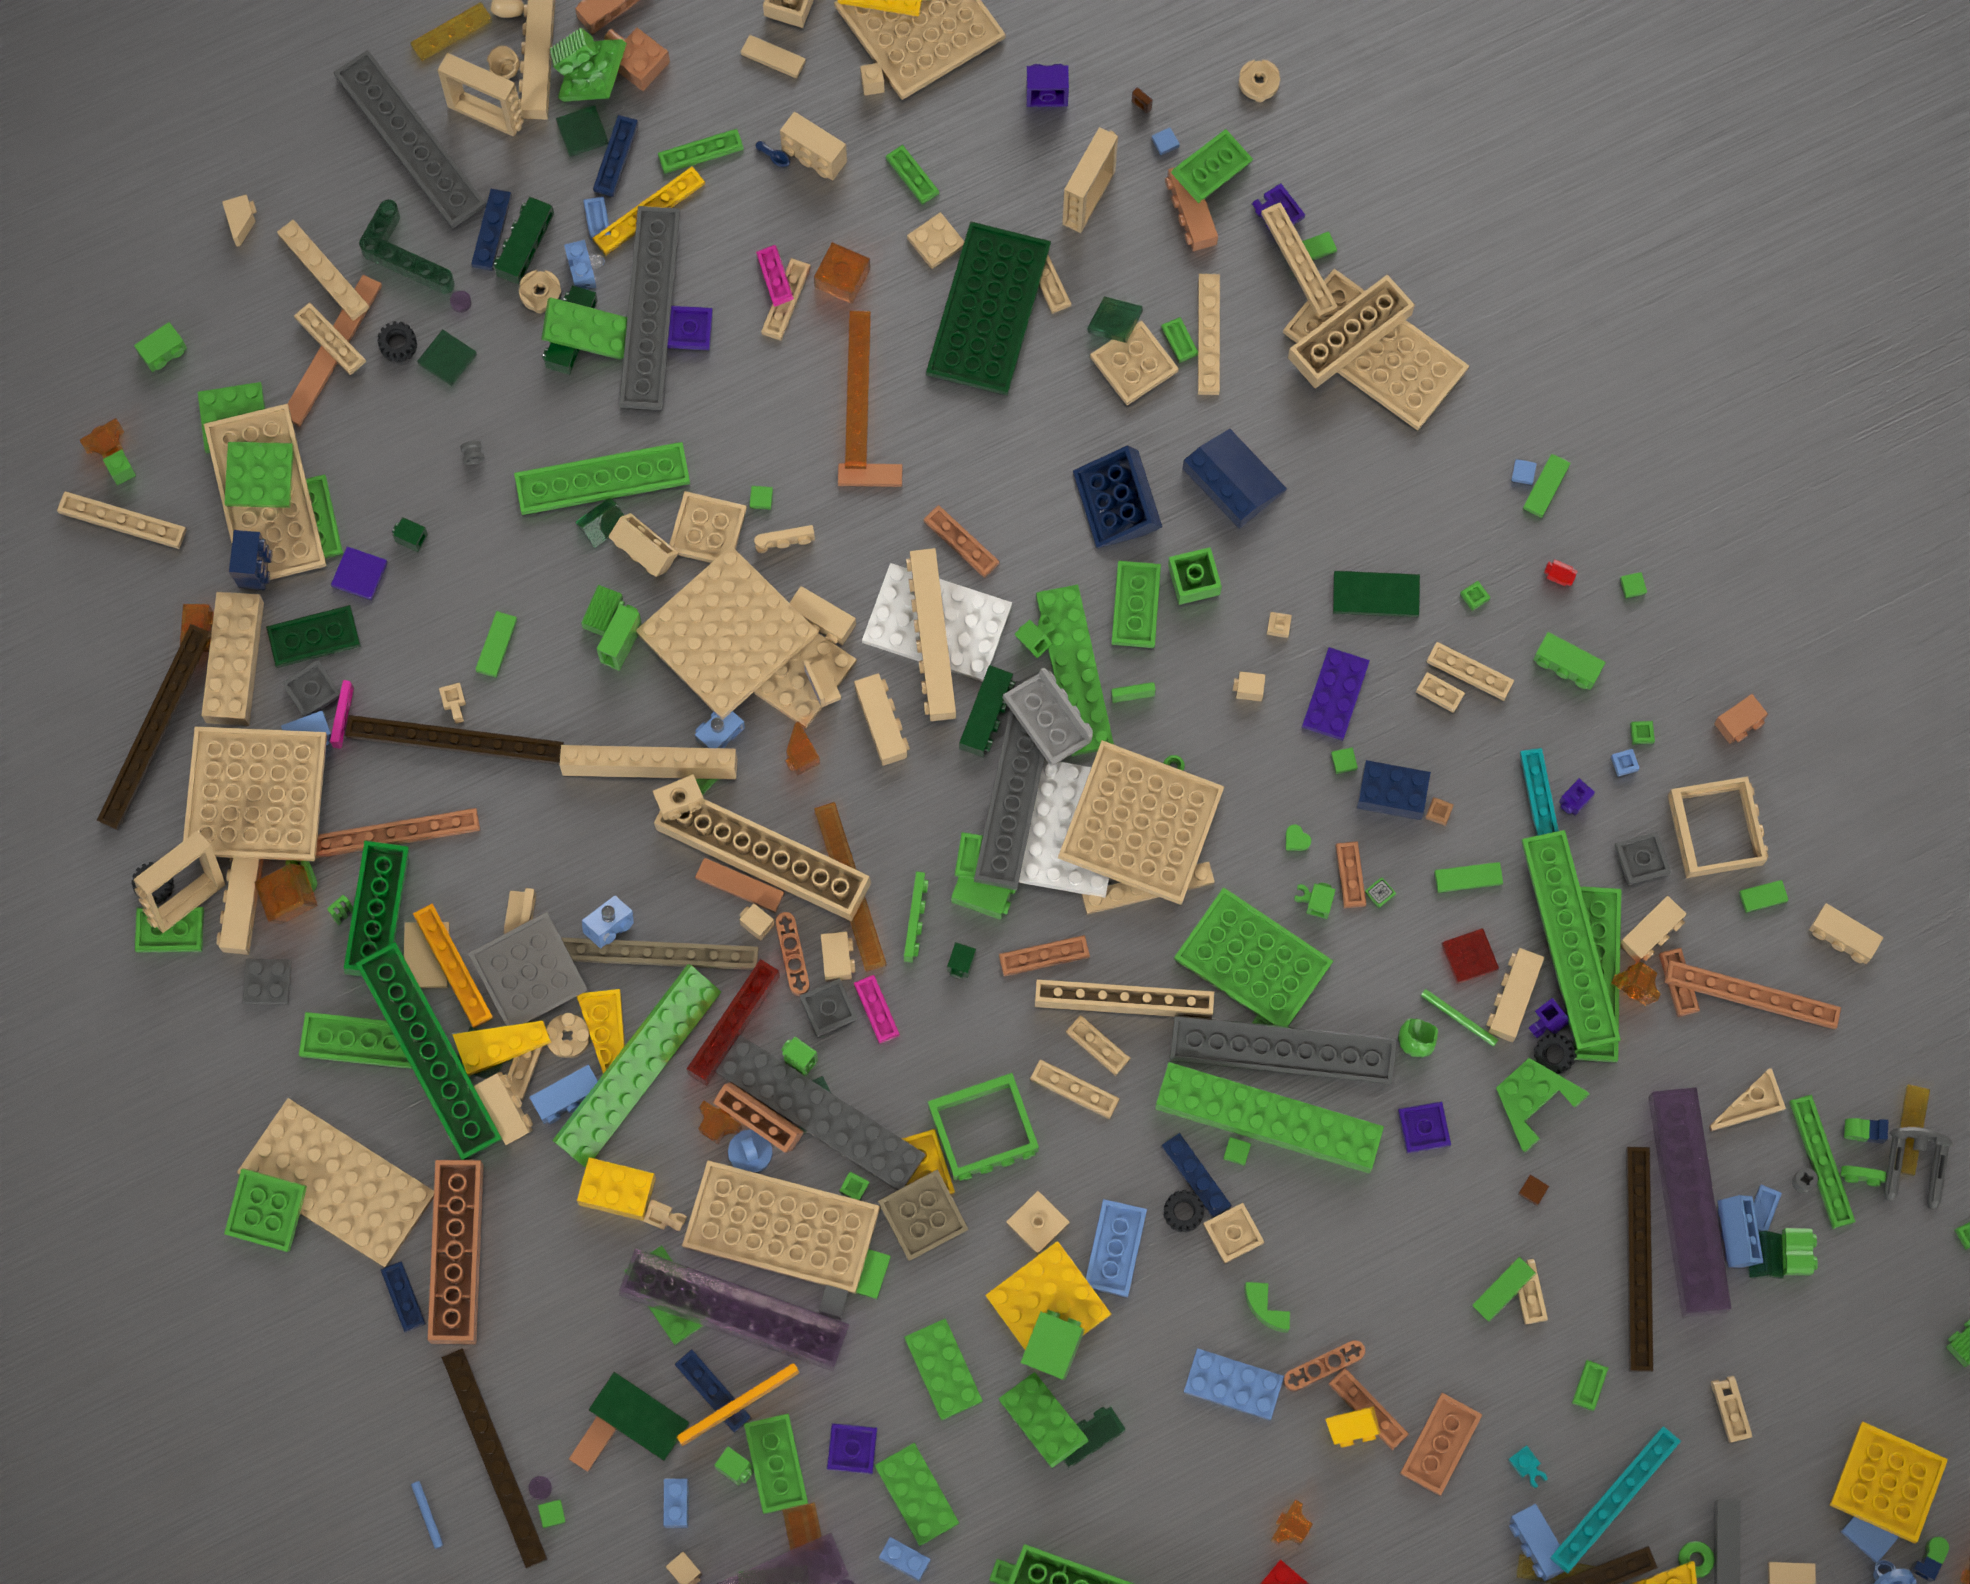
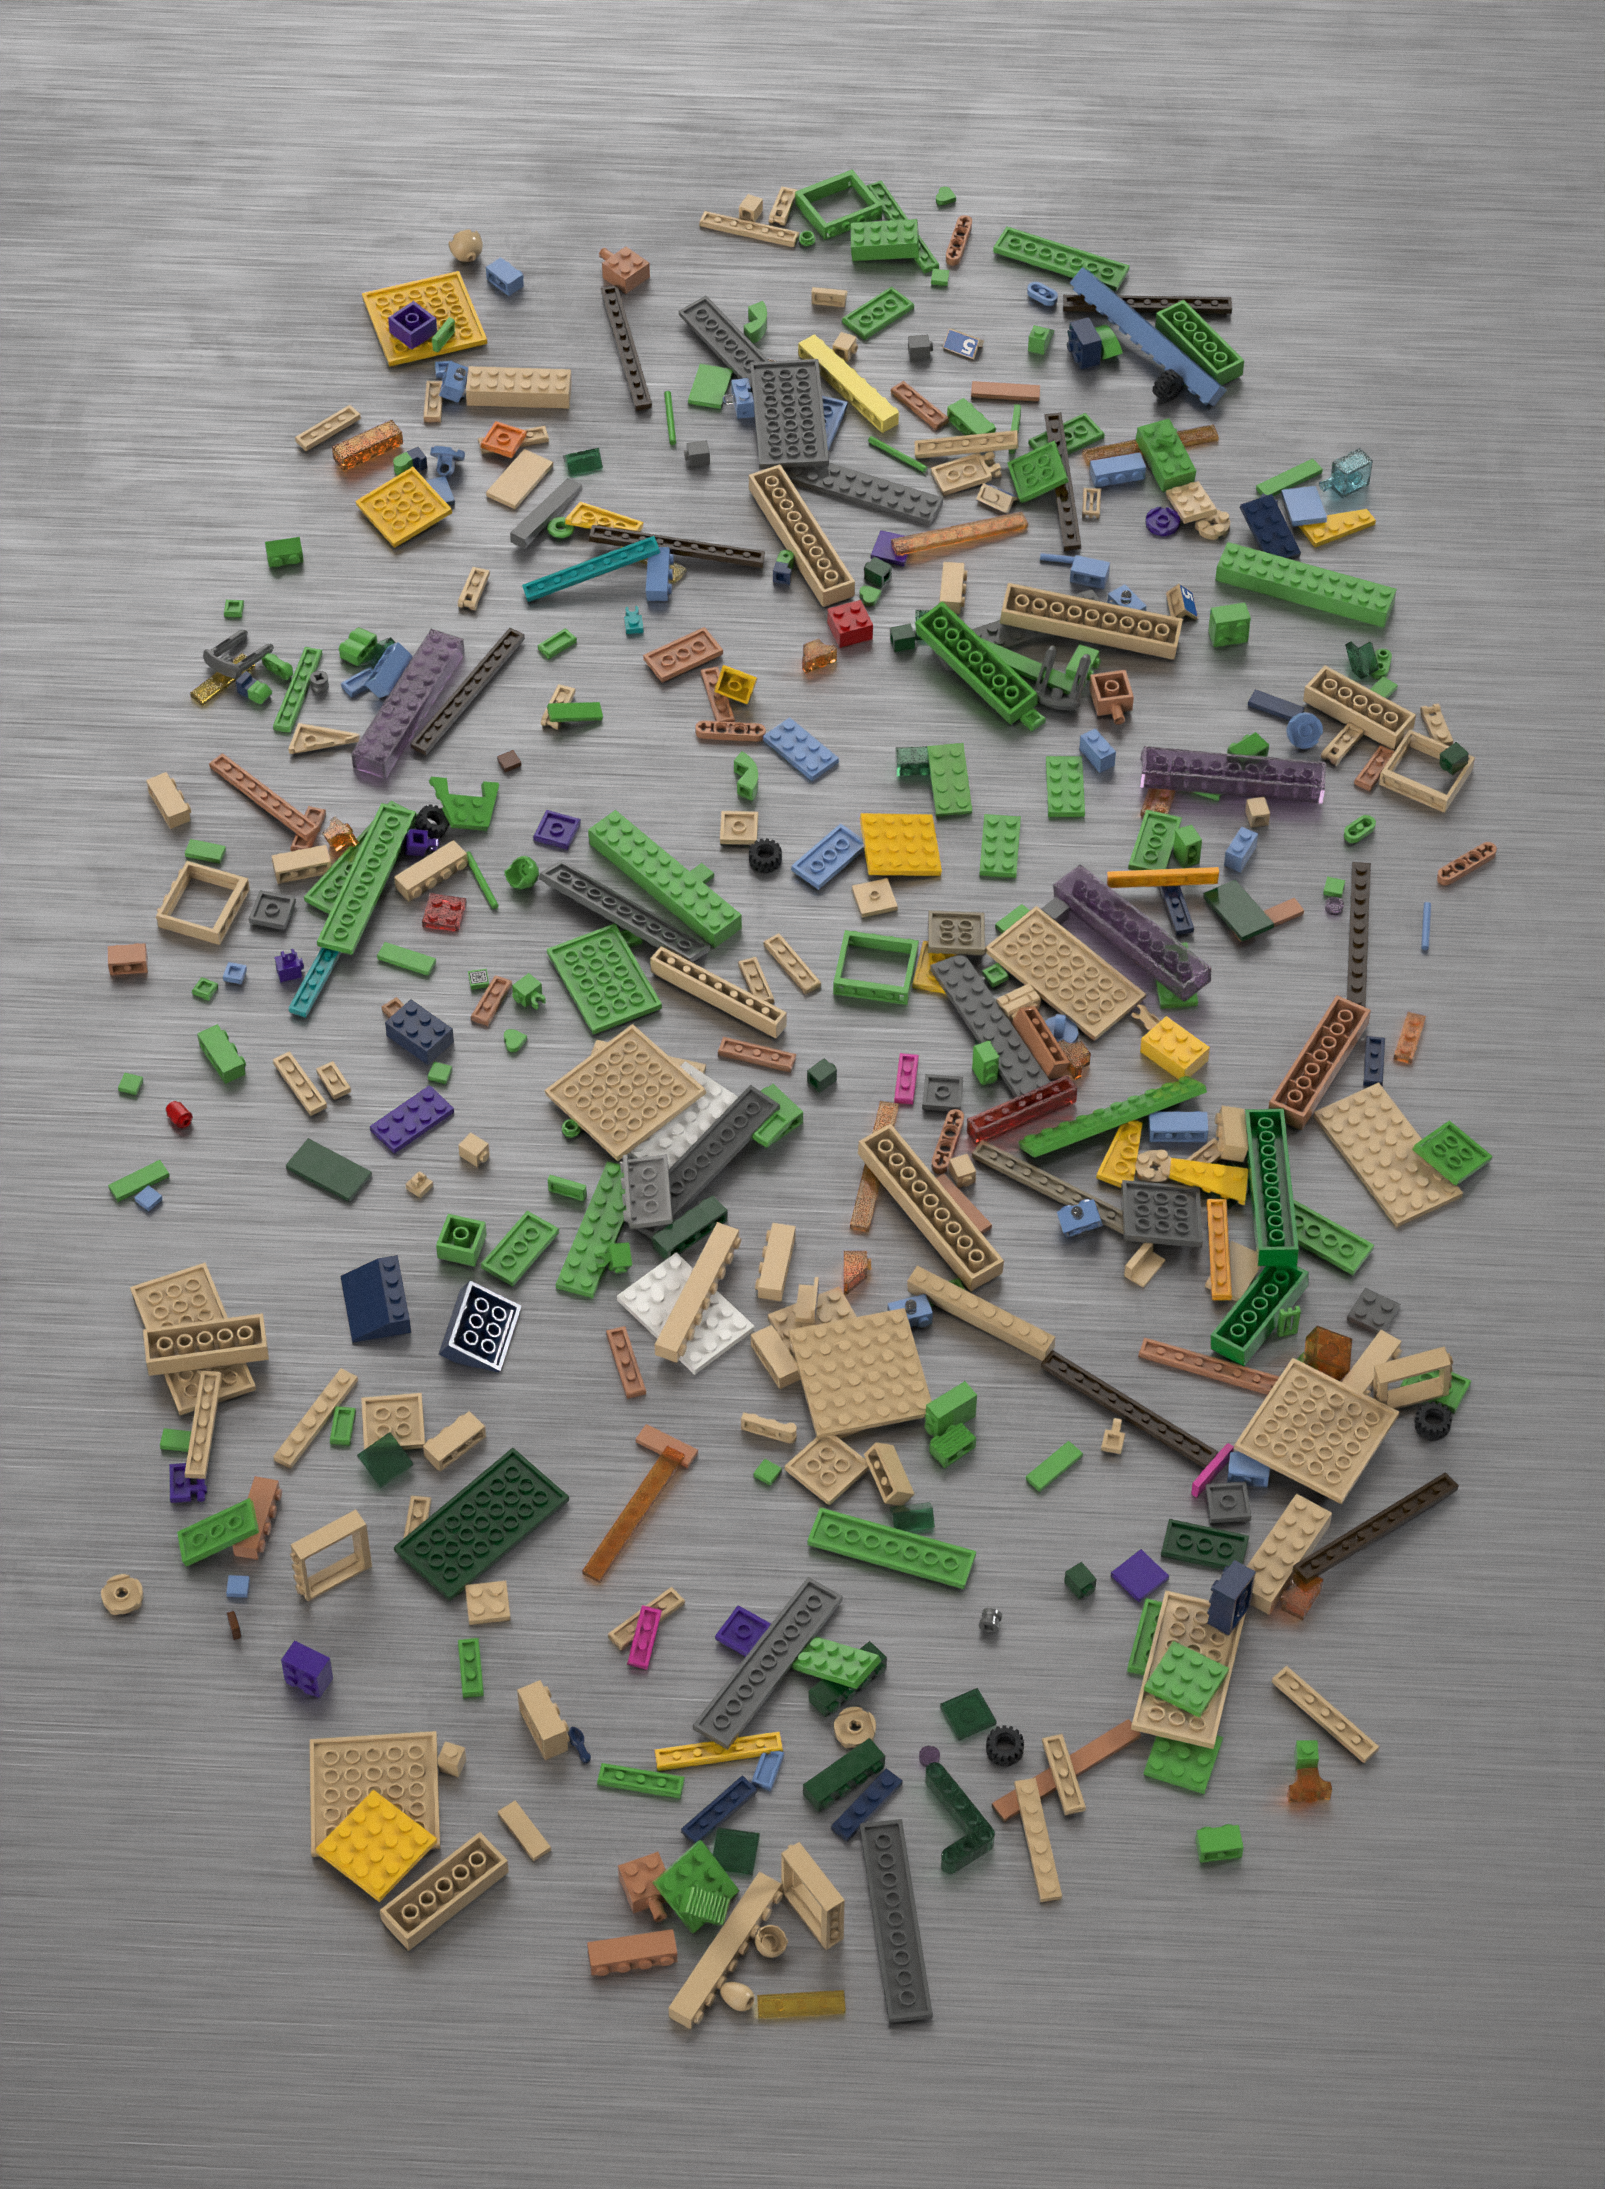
camera: 150 degrees left, 20 degrees down
(240, 217) = (1088, 1924): tan slope -> none
(379, 1349) = (1409, 1037): none -> clear orange plate
(582, 264) = (805, 1726): medium blue piece -> none
(684, 787) = (981, 1266): tan brick -> none
(809, 1161) = (1019, 998): none -> tan brick
(836, 956) = (915, 1120): tan brick -> none
(842, 272) = (586, 1609): clear orange brick -> none
(852, 1448) = (1094, 831): dark purple tile -> none
(917, 908) = (838, 1119): bright green plate -> none
(1053, 1344) = (914, 810): bright green brick -> none
(1066, 372) = (454, 1441): none -> tan brick
(1196, 1175) = (741, 874): dark blue plate -> none
(1475, 595) = (254, 1134): bright green tile -> none

